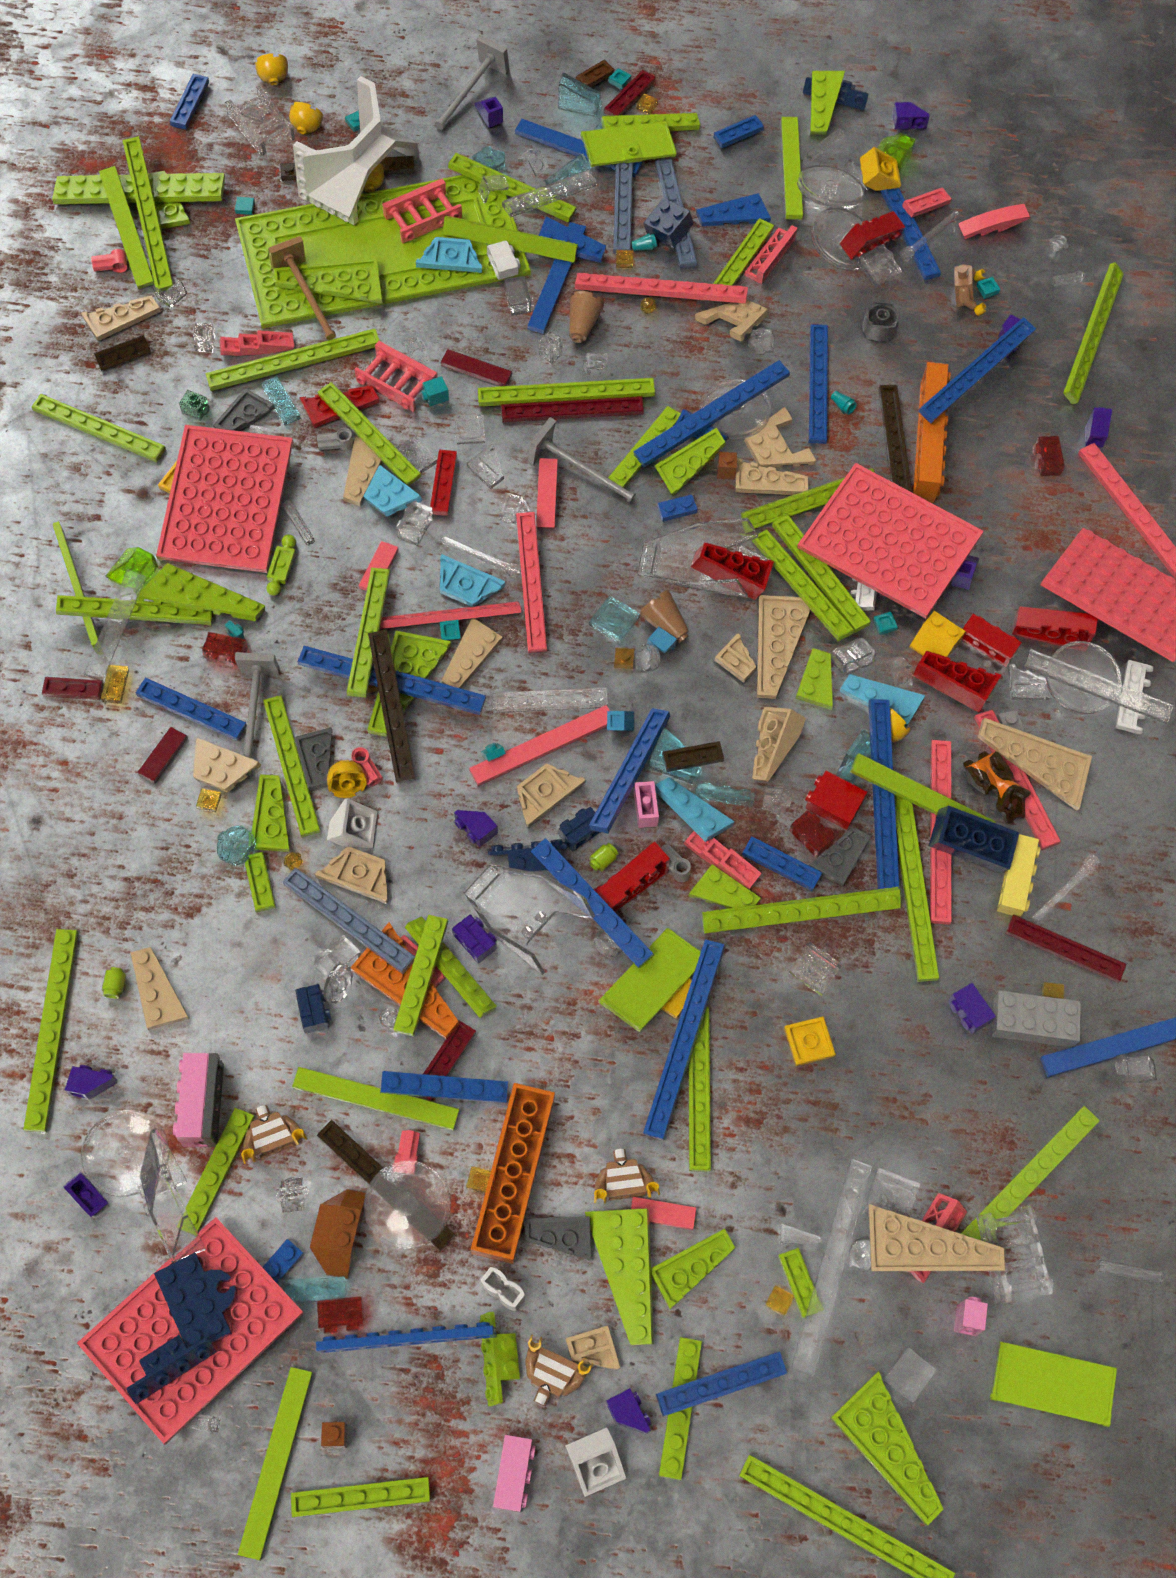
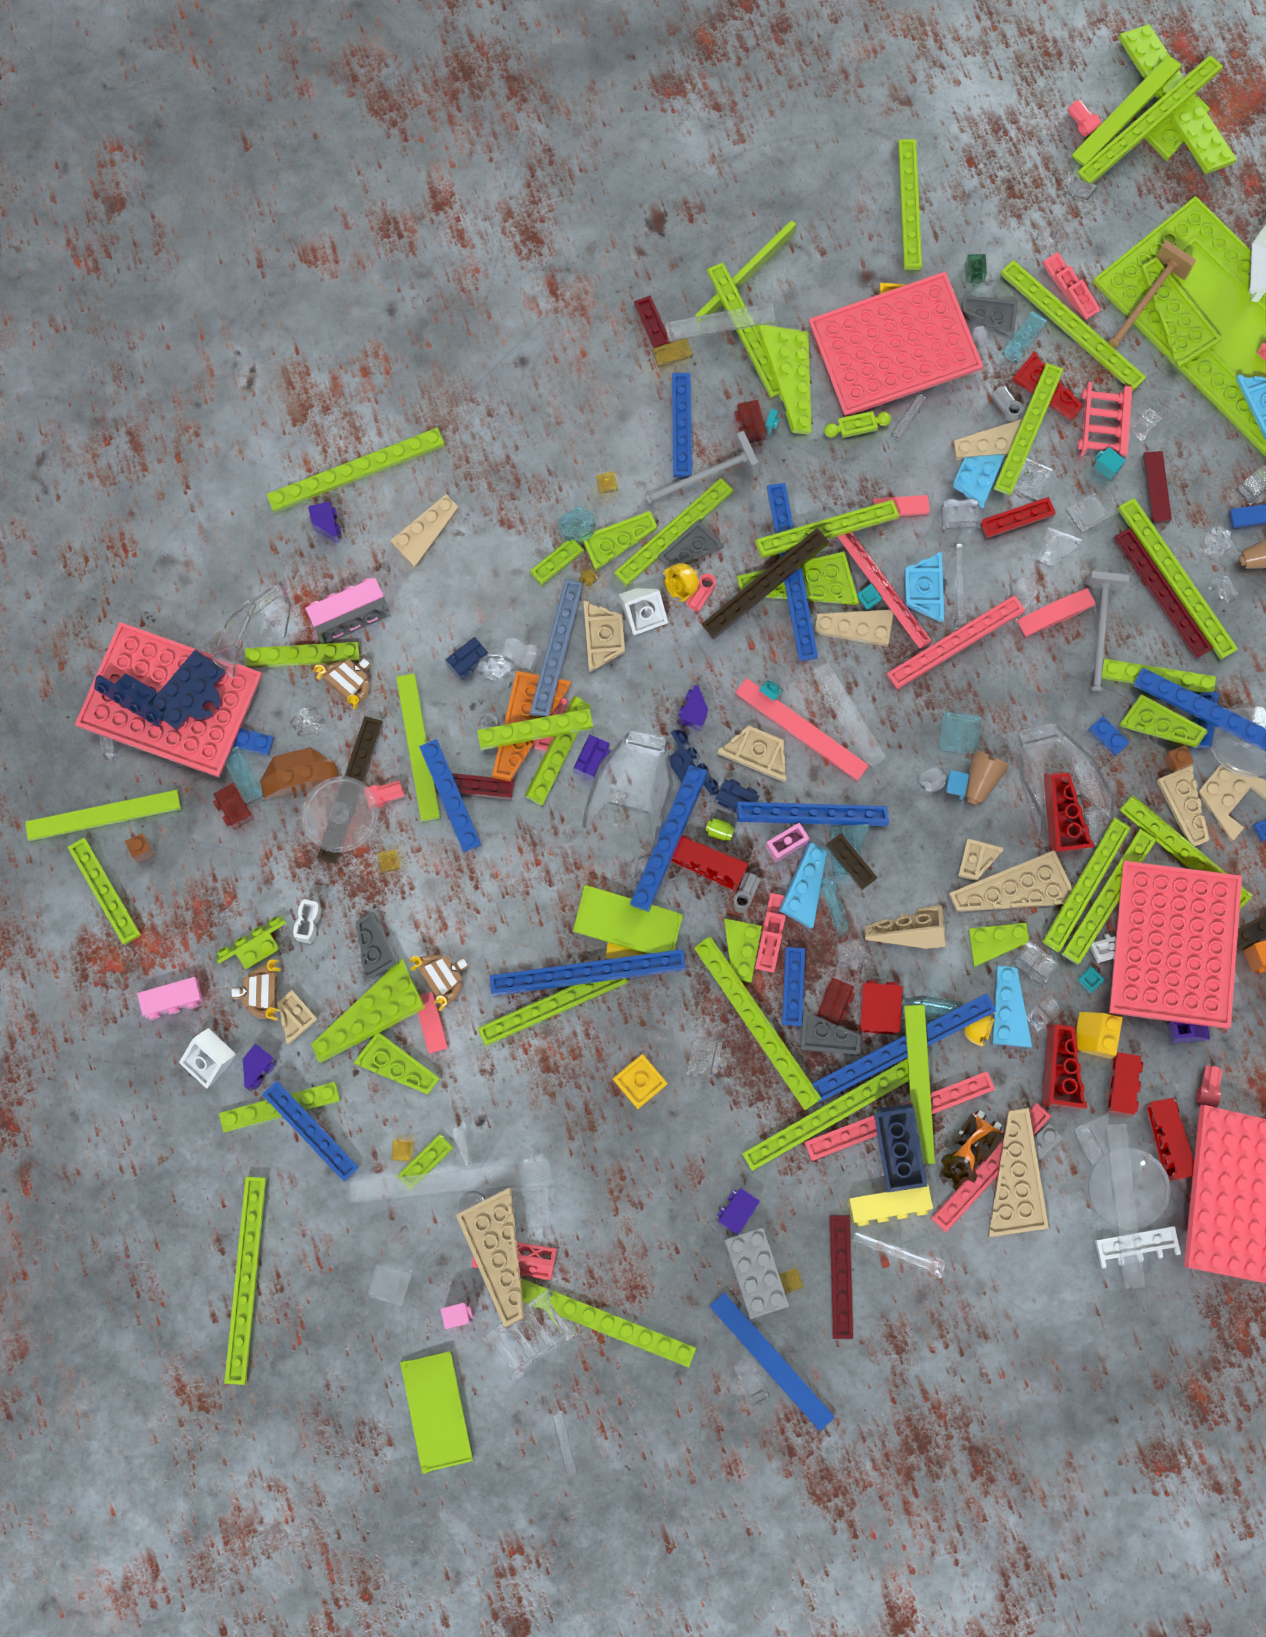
camera: 65 degrees right, 10 degrees up
(85, 1194) = (236, 567): dark purple slope -> none
(113, 983) = (414, 495): lime brick -> none
(114, 319) = (1025, 154): tan wing -> none
(116, 1151) = (286, 564): clear dish -> none
(122, 352) = (995, 180): dark brown plate -> none
(135, 560) = (788, 307): clear neon green slope -> none
(162, 755) = (629, 425): dark red tile -> none
(220, 766) = (641, 475): tan wing -> none
(244, 205) = (1215, 196): teal tile -> none
(415, 1337) = (238, 871): blue plate -> none
(513, 1173) = (405, 885): orange brick -> none
(620, 720) = (859, 784): dark azure panel -> none
(624, 658) = (925, 759): pearl gold plate -> none
(881, 1437) = (328, 1280): lime wing -> none
(1023, 580) = (1209, 1090): none -> coral piece

